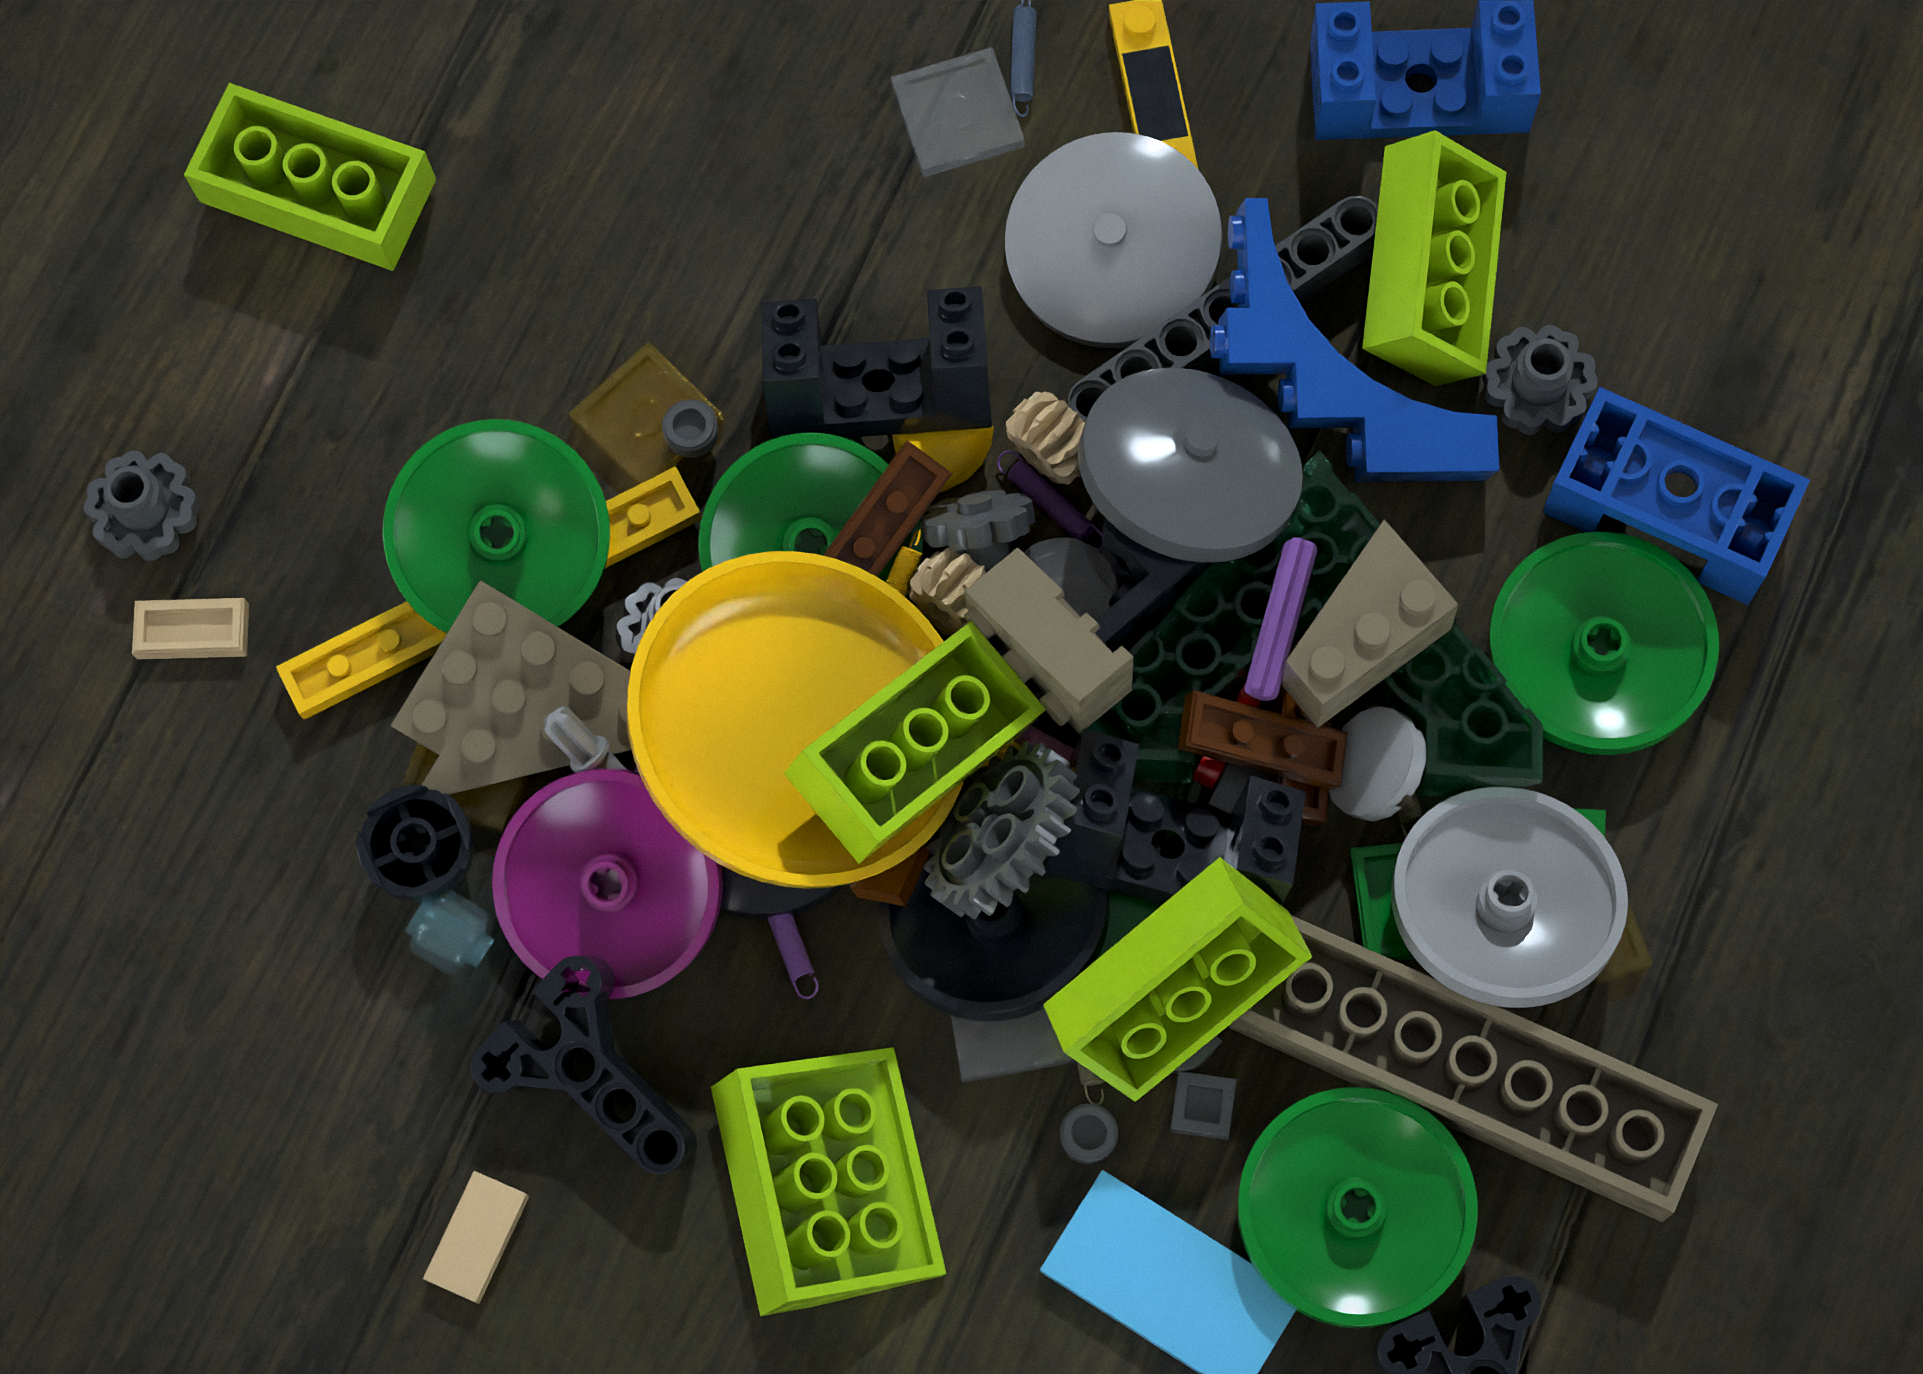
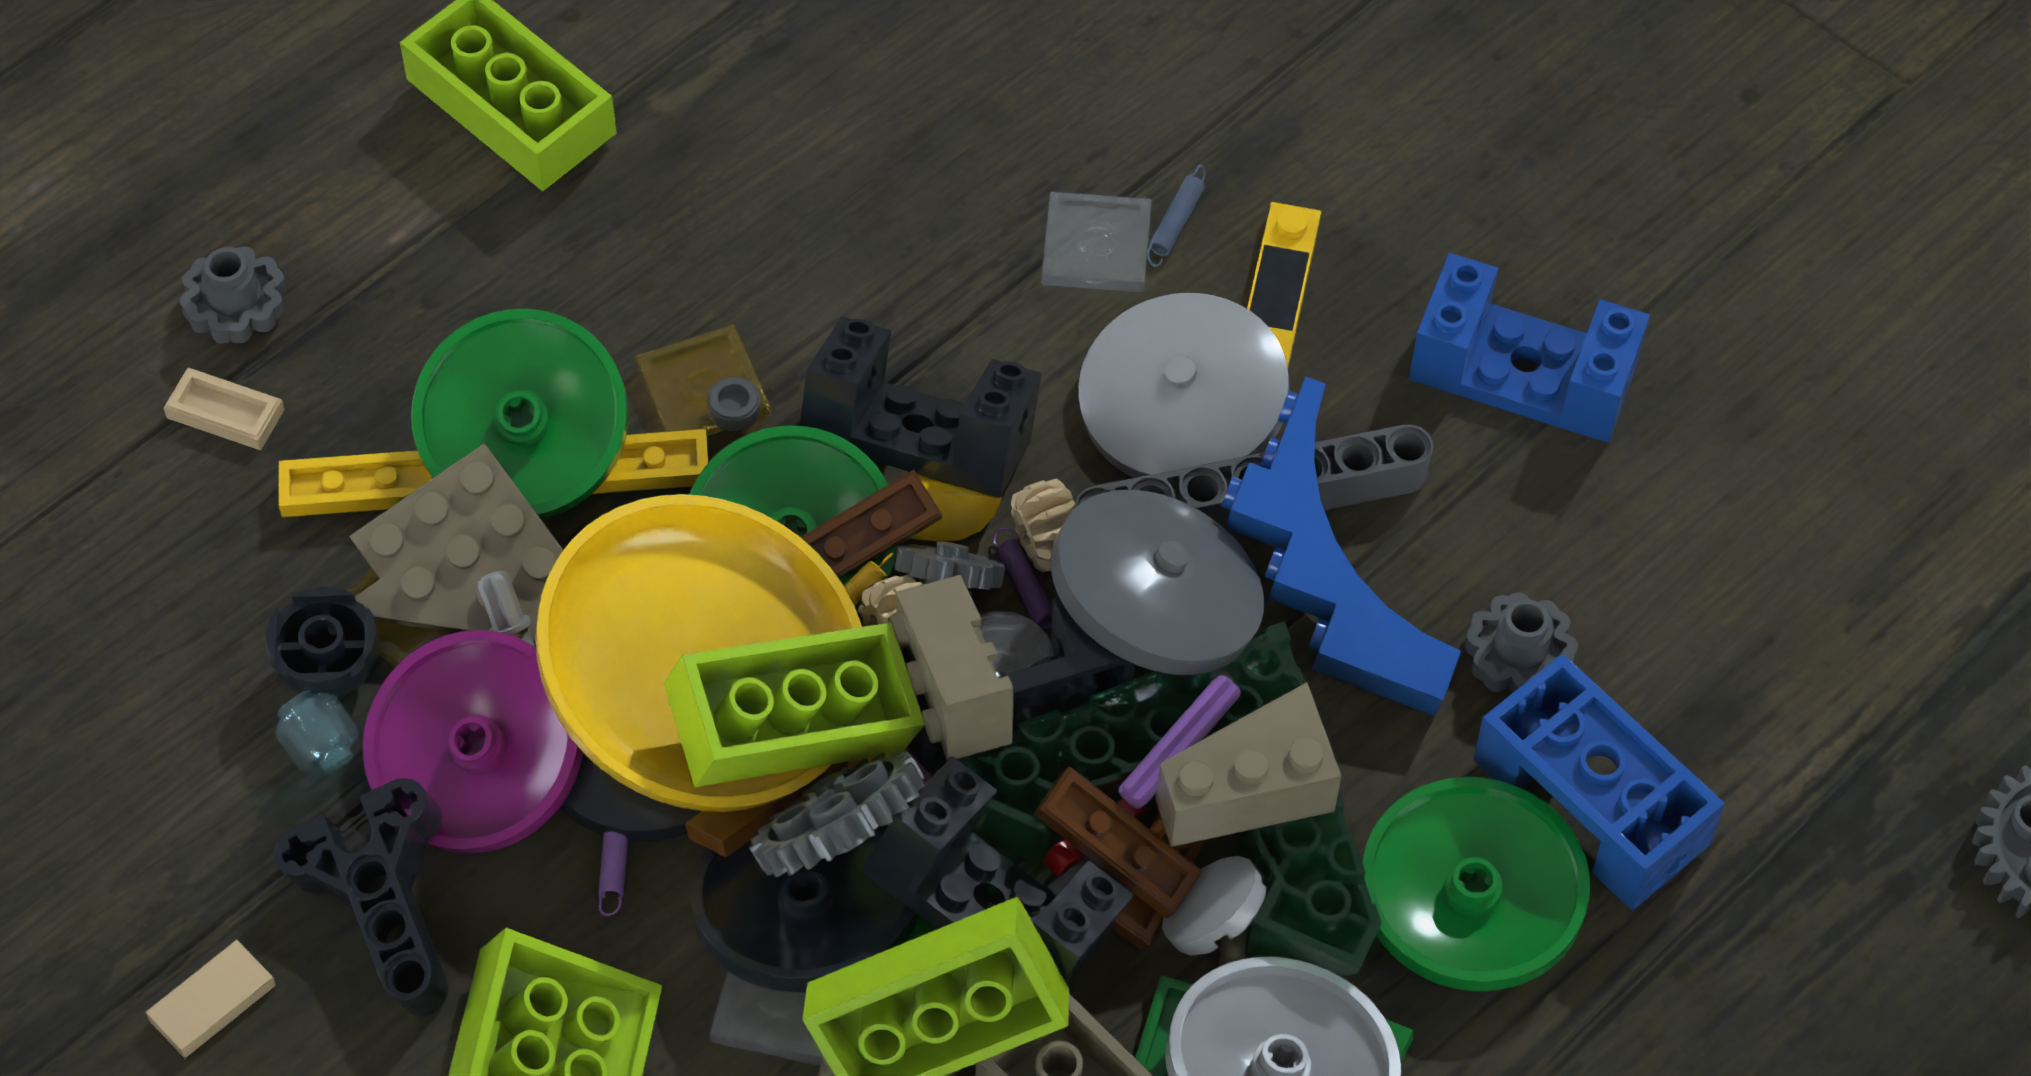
camera: 15 degrees right, 15 degrees down
(1434, 259) = (1463, 503): lime brick -> none

